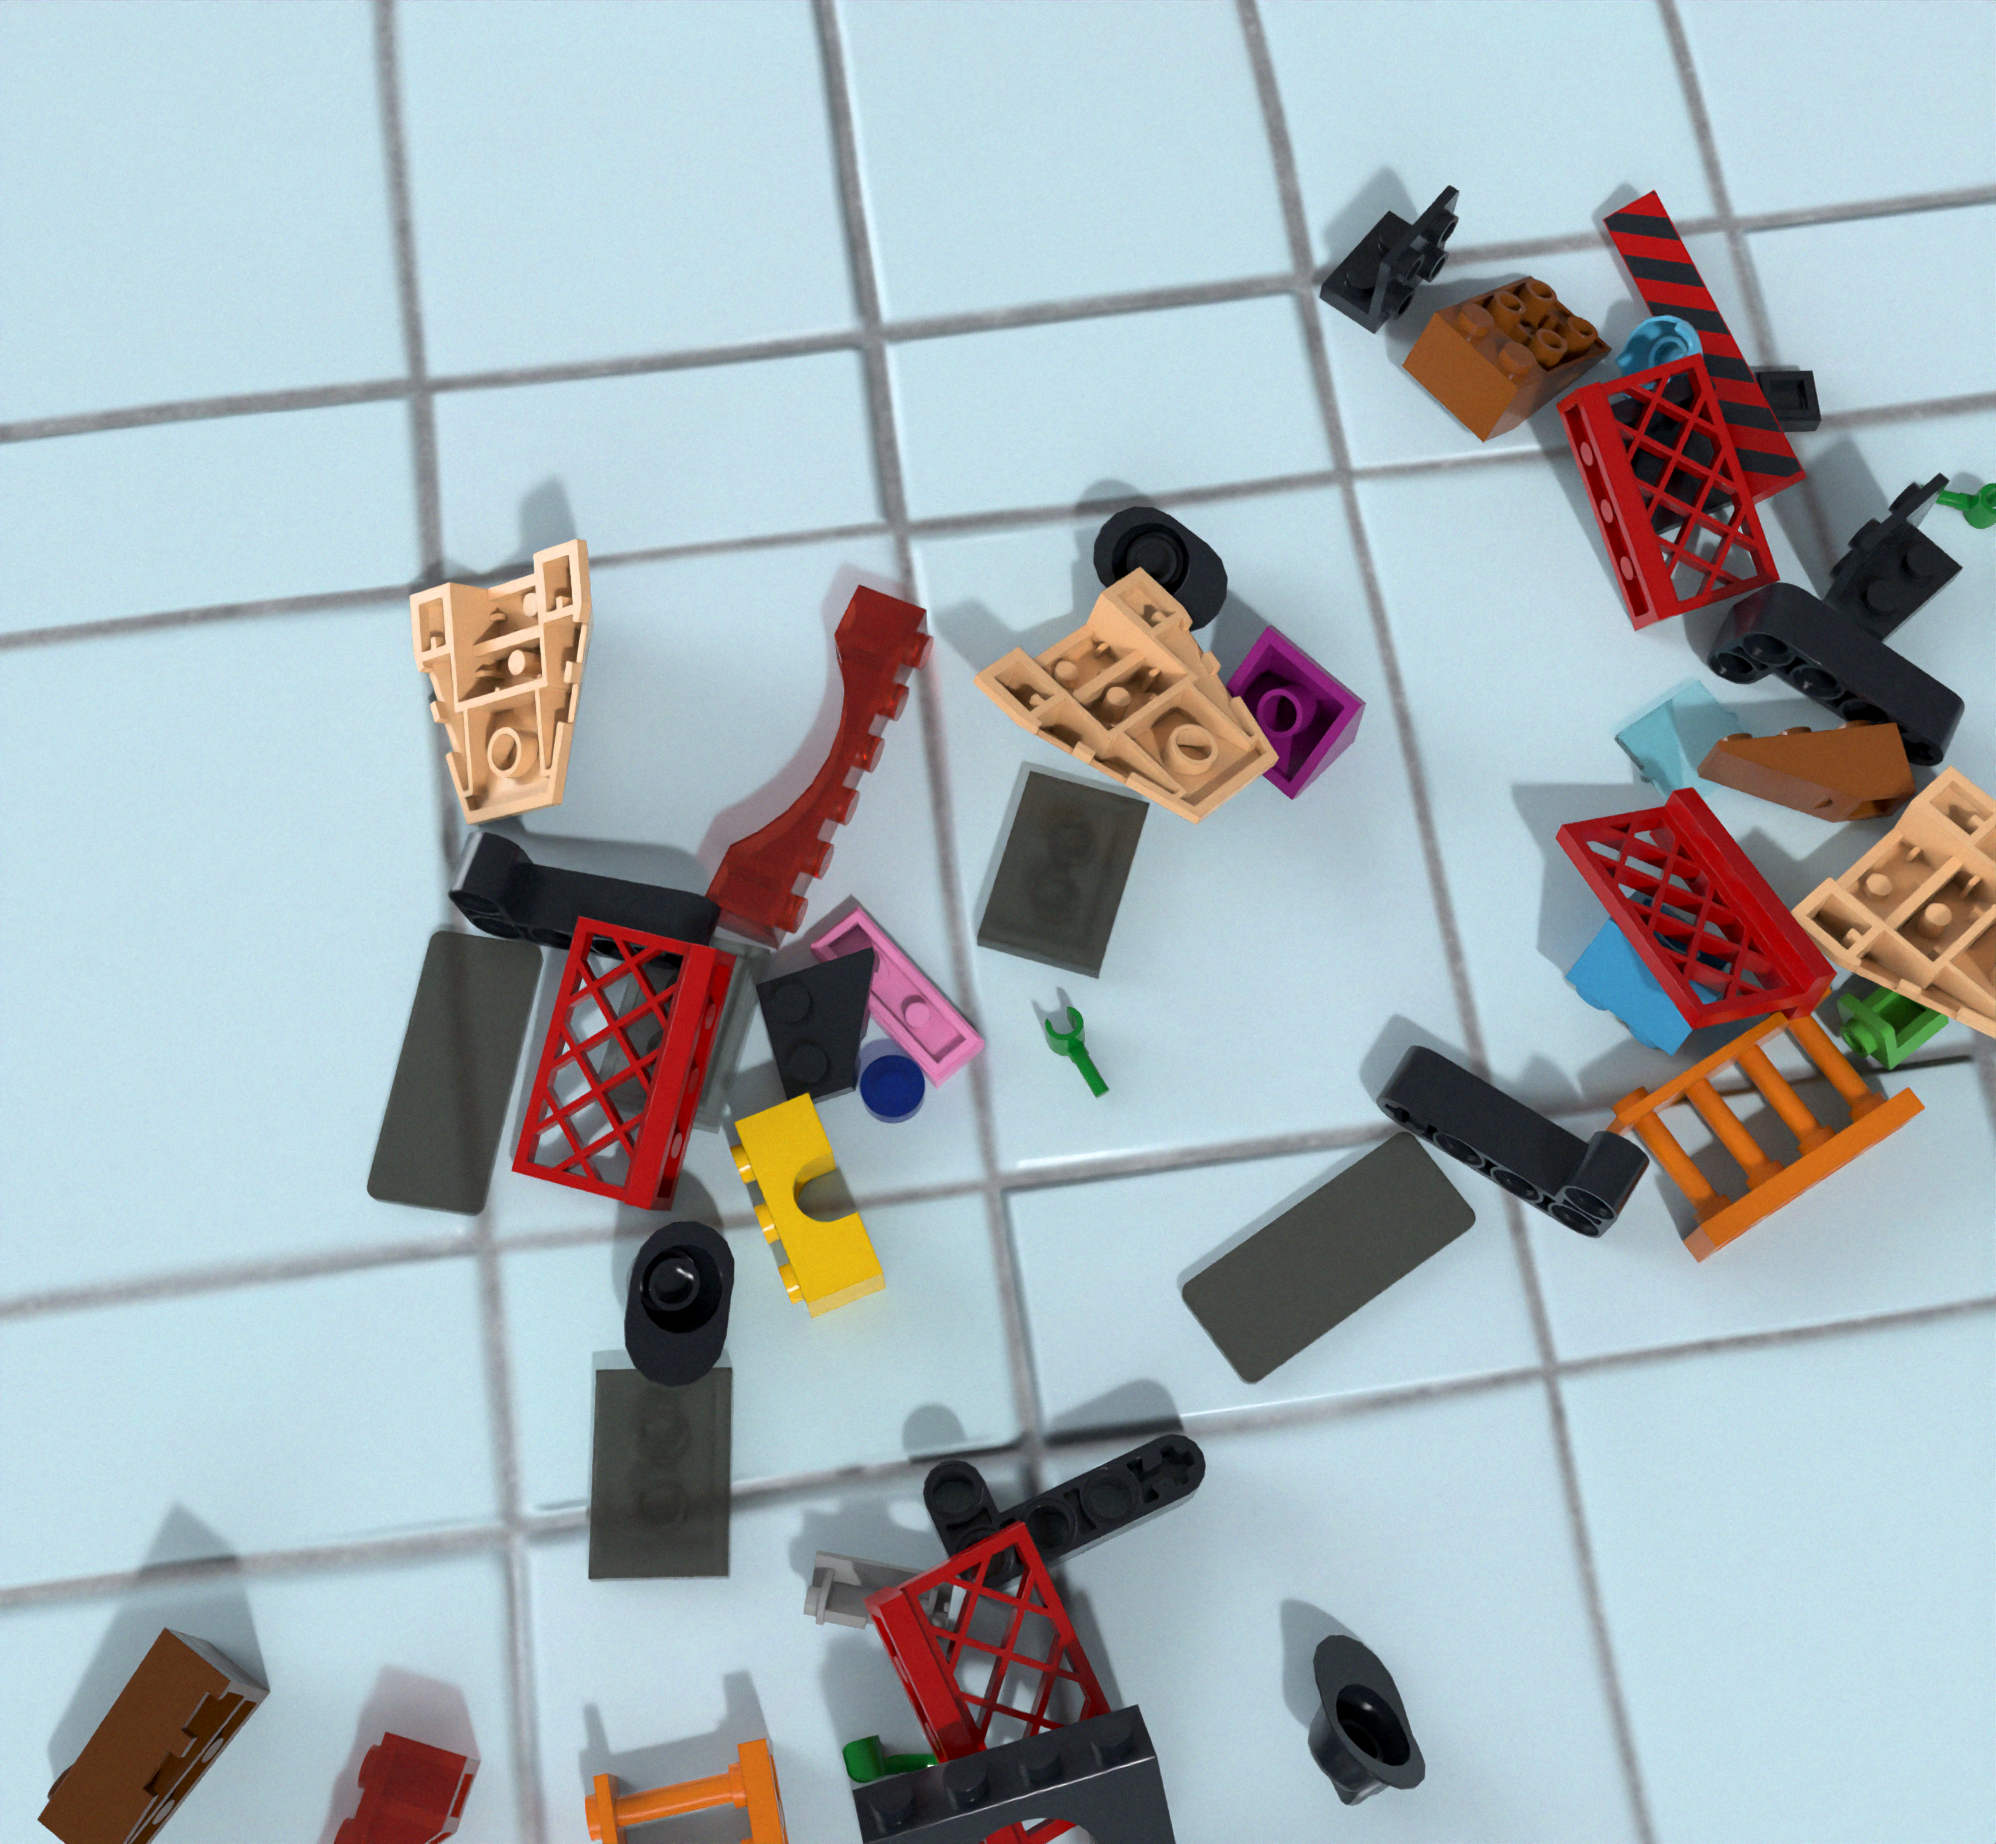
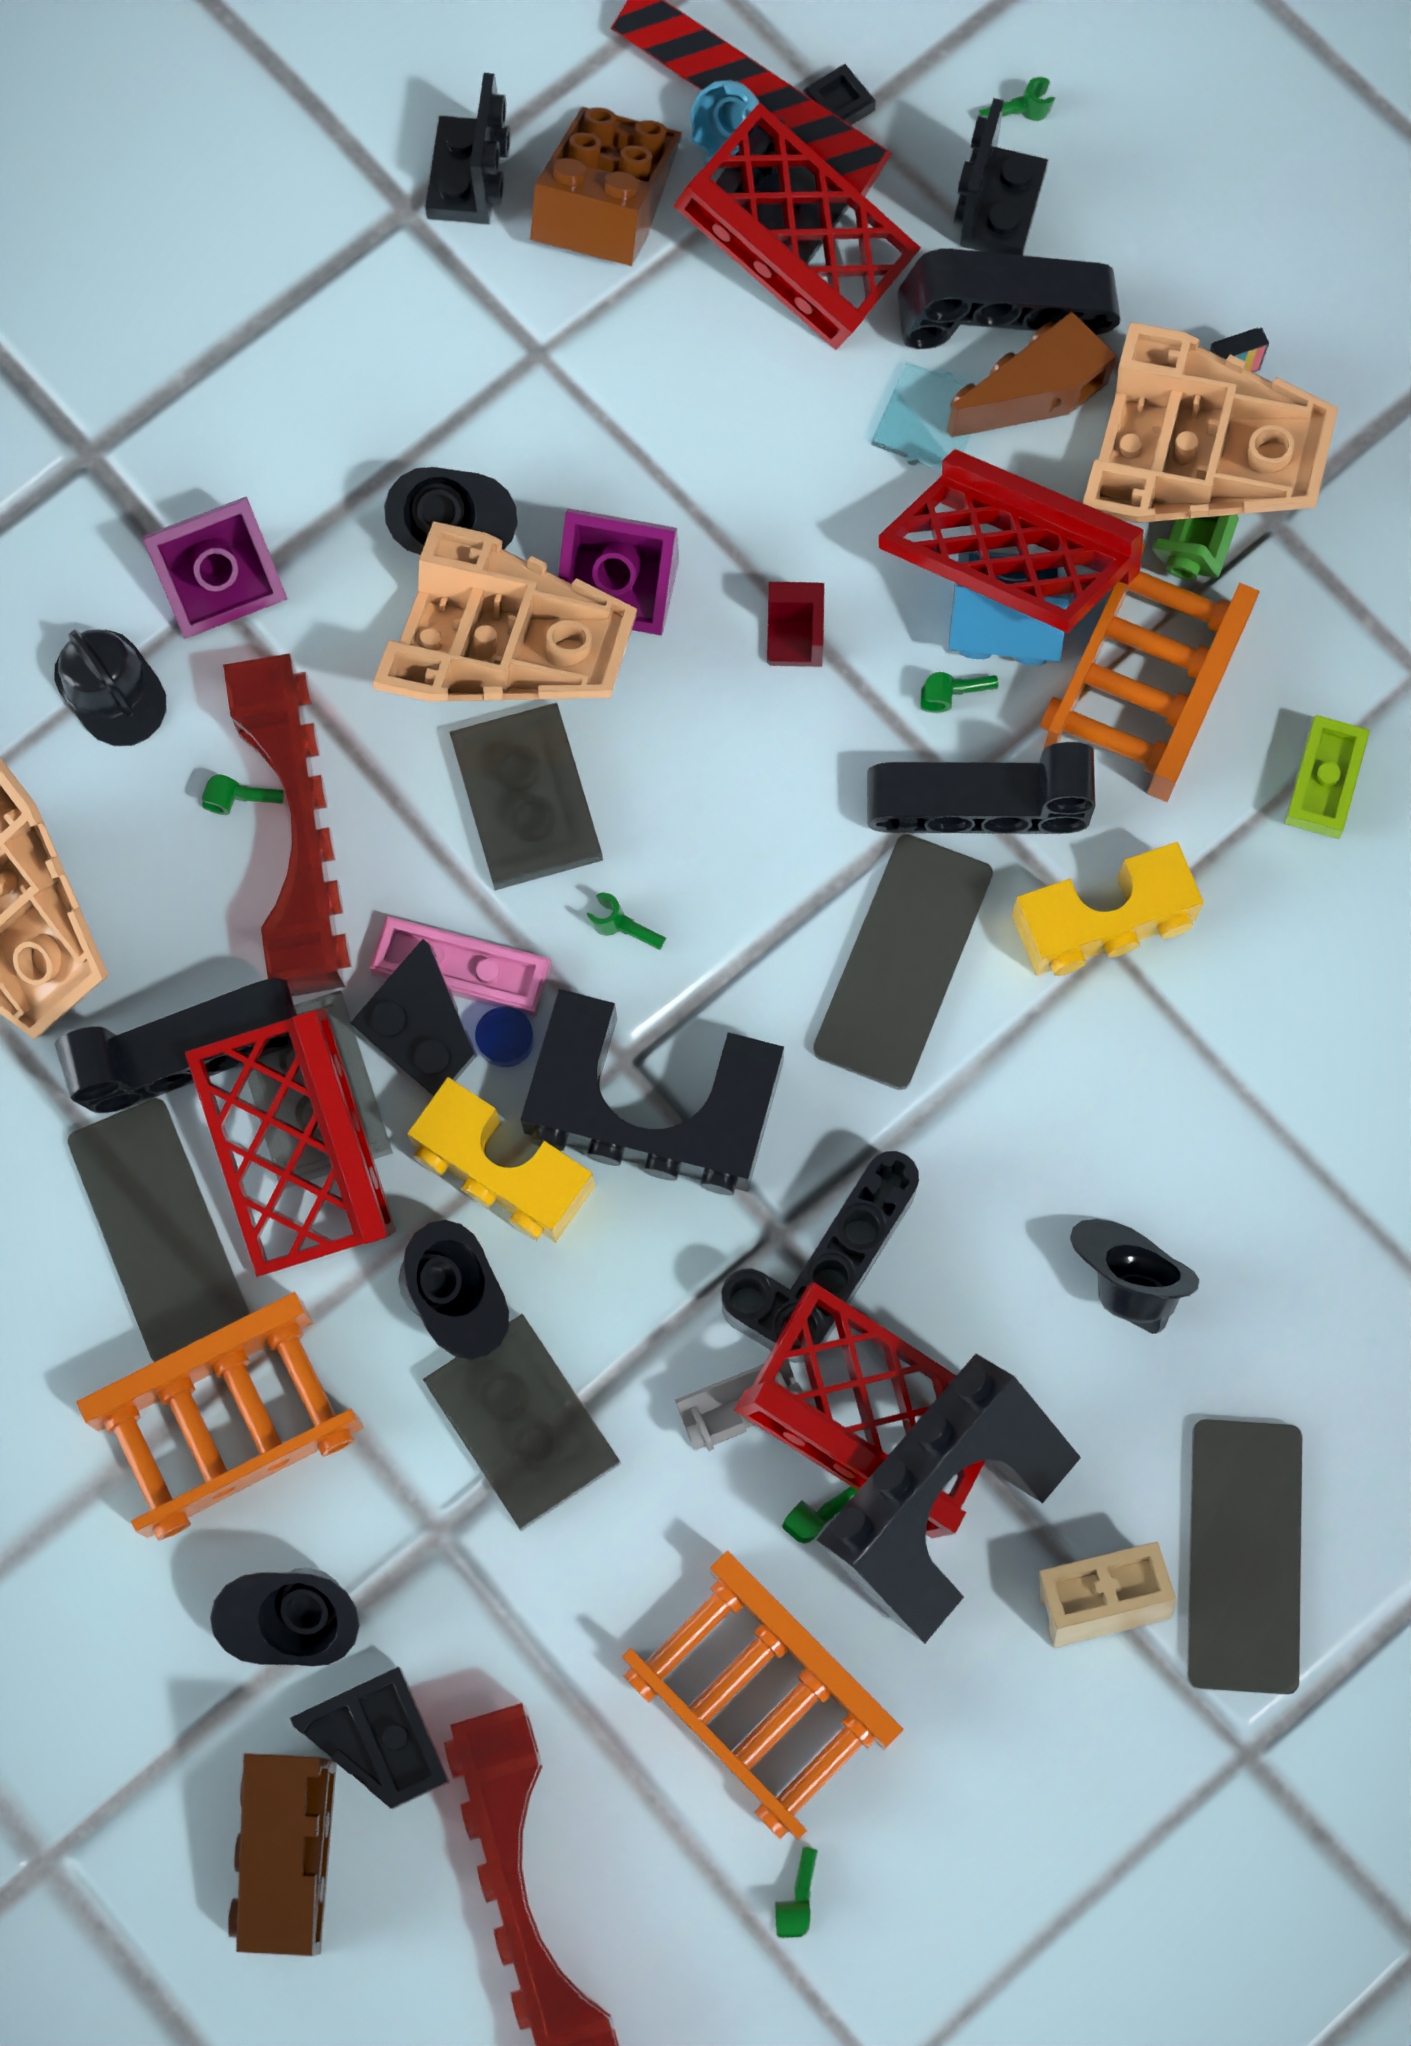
camera: 30 degrees left, 5 degrees up
(309, 1518) = (285, 1618): none -> black piece
(318, 1697) = (378, 1738): none -> black wing
(366, 1220) = (173, 1382): none -> orange fence
(751, 549) = (110, 687): none -> black piece
(785, 701) = (223, 790): none -> green hand
(913, 494) = (215, 567): none -> magenta slope
(1023, 1319) = (711, 1146): none -> black arch
(1429, 864) = (795, 624): none -> dark red panel
(1508, 1330) = (1065, 932): none -> yellow arch
(1535, 1010) = (940, 686): none -> green hand
(1884, 1339) = (1327, 777): none -> lime plate

